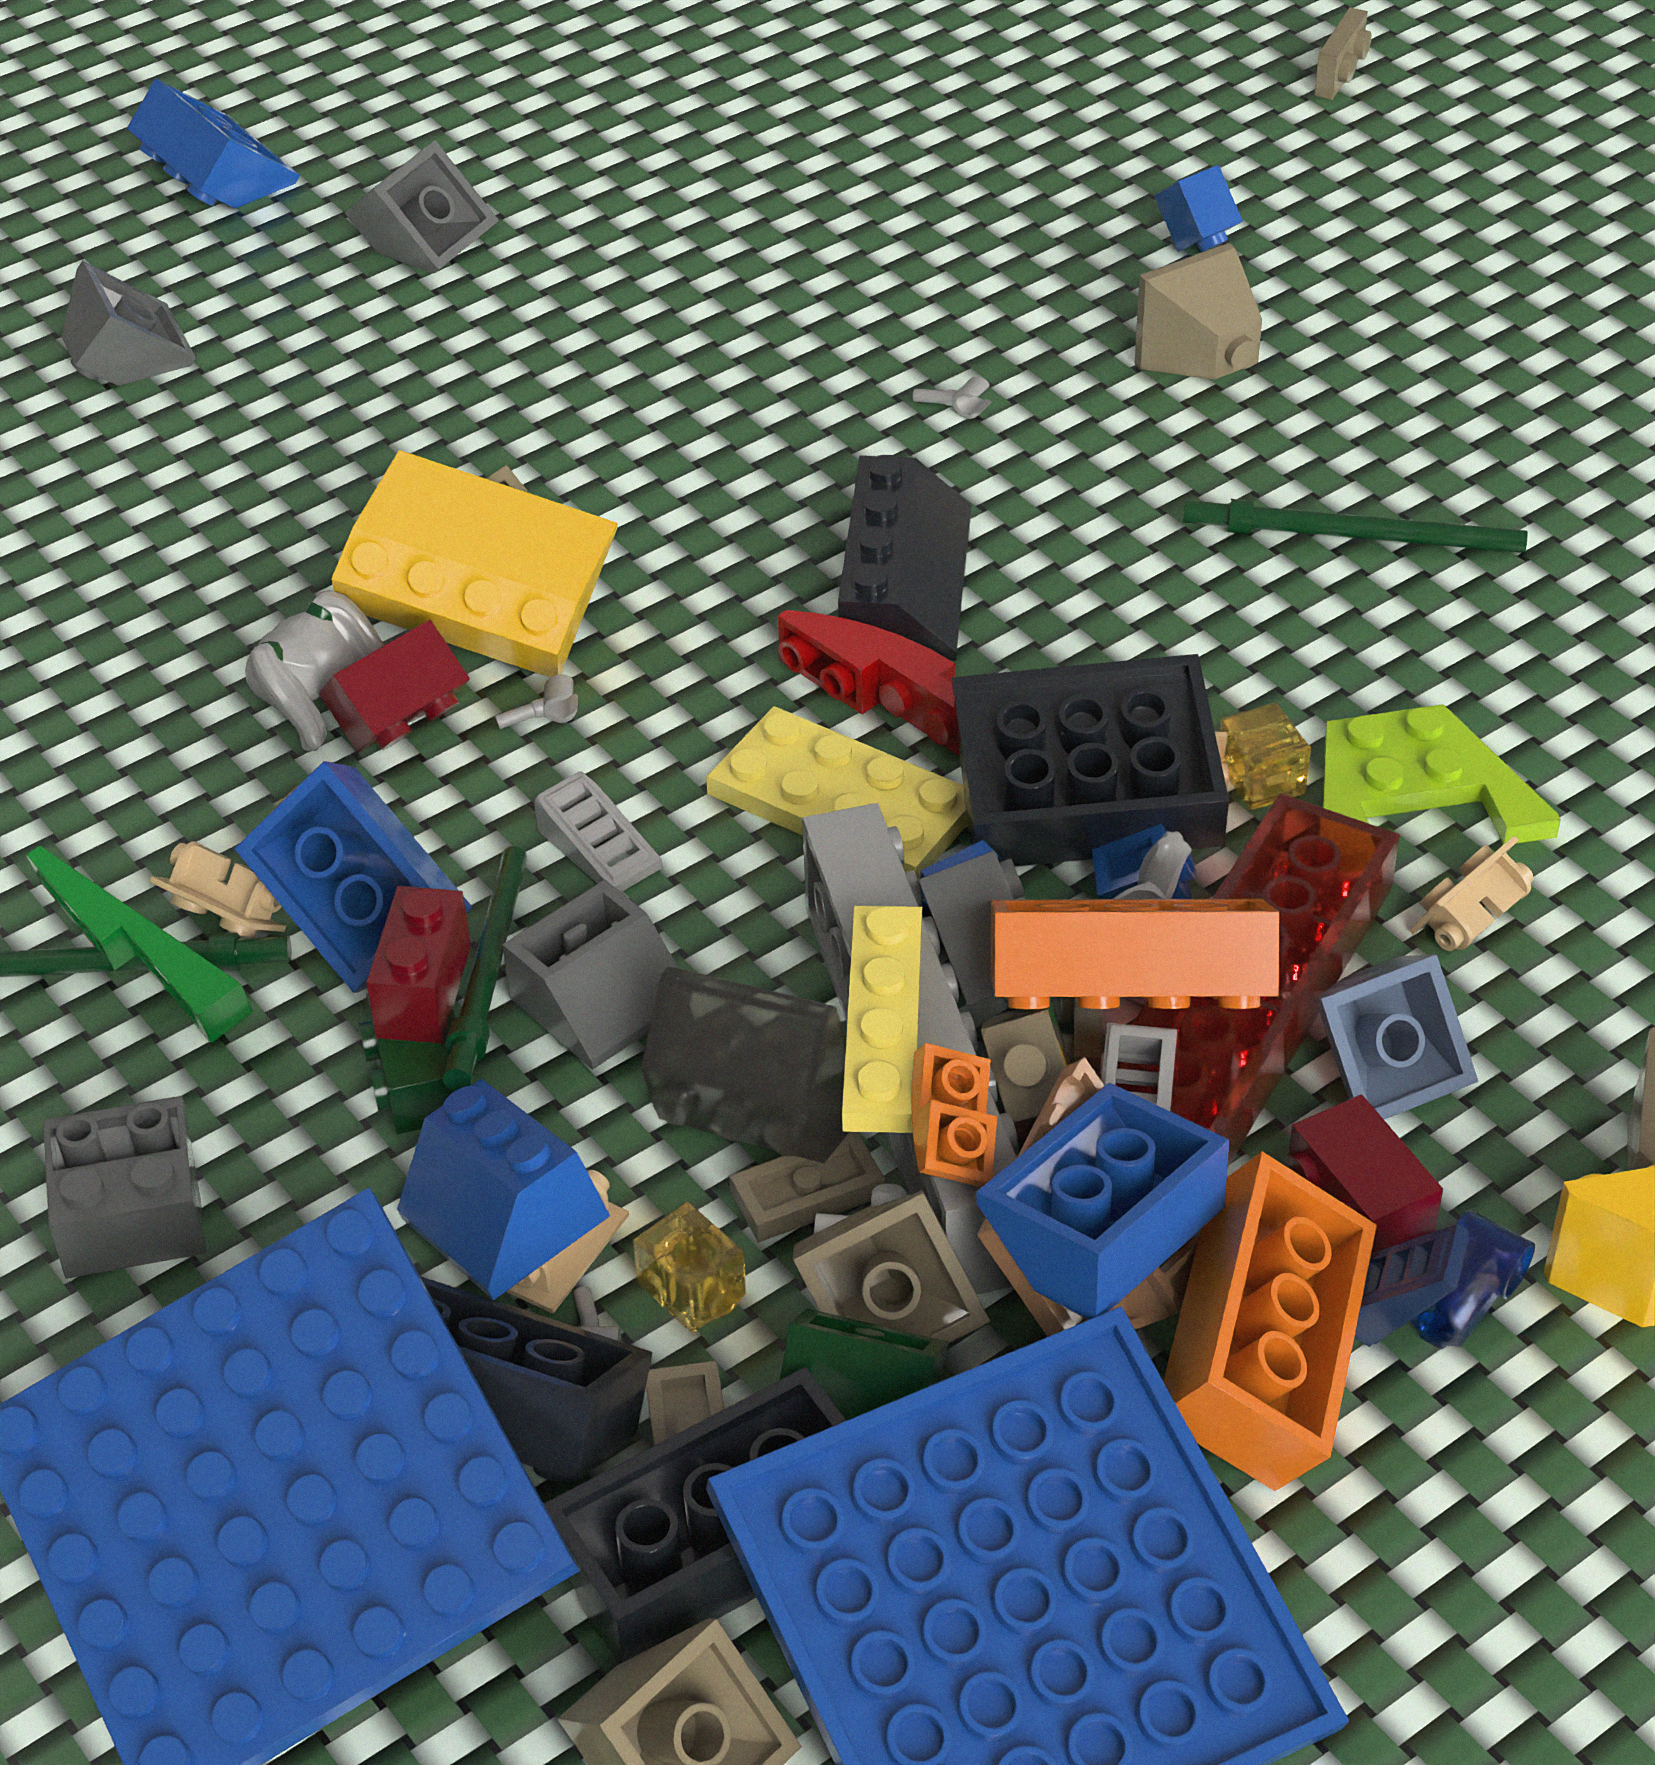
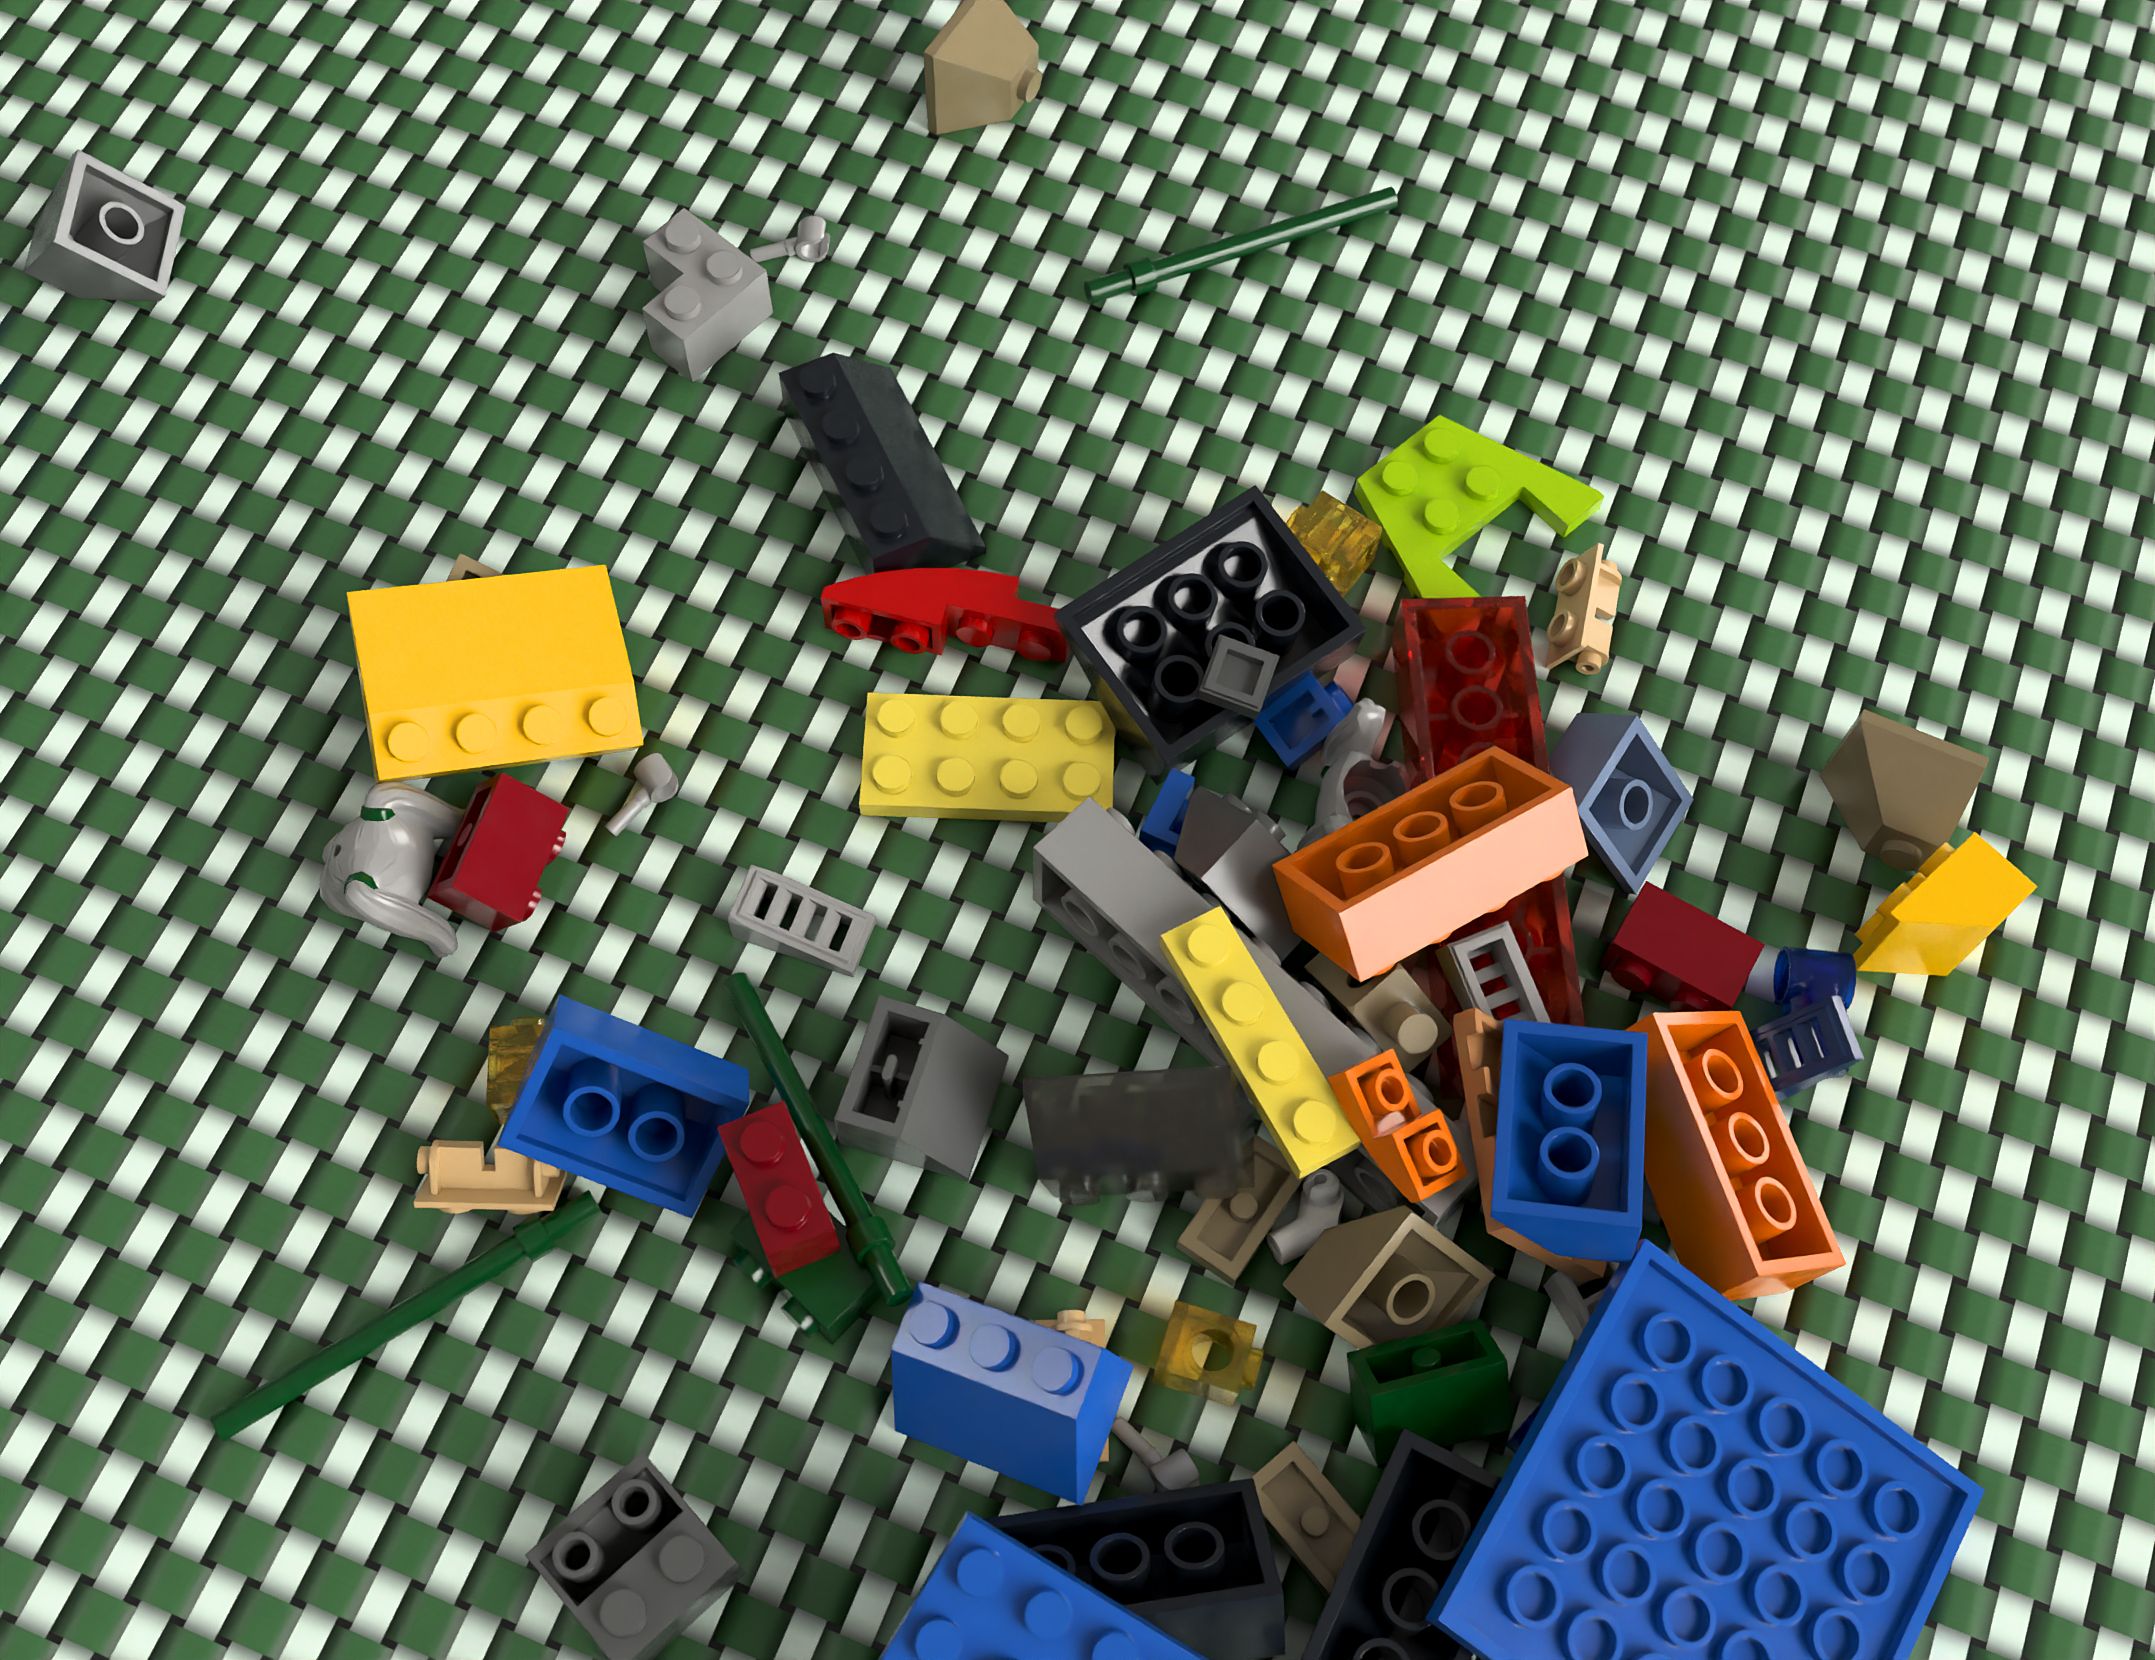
camera: 35 degrees left, 20 degrees up
(119, 933) = (426, 1292): green slope -> none
(846, 402) = (707, 295): none -> light grey brick
(1080, 783) = (1237, 677): none -> dark grey tile

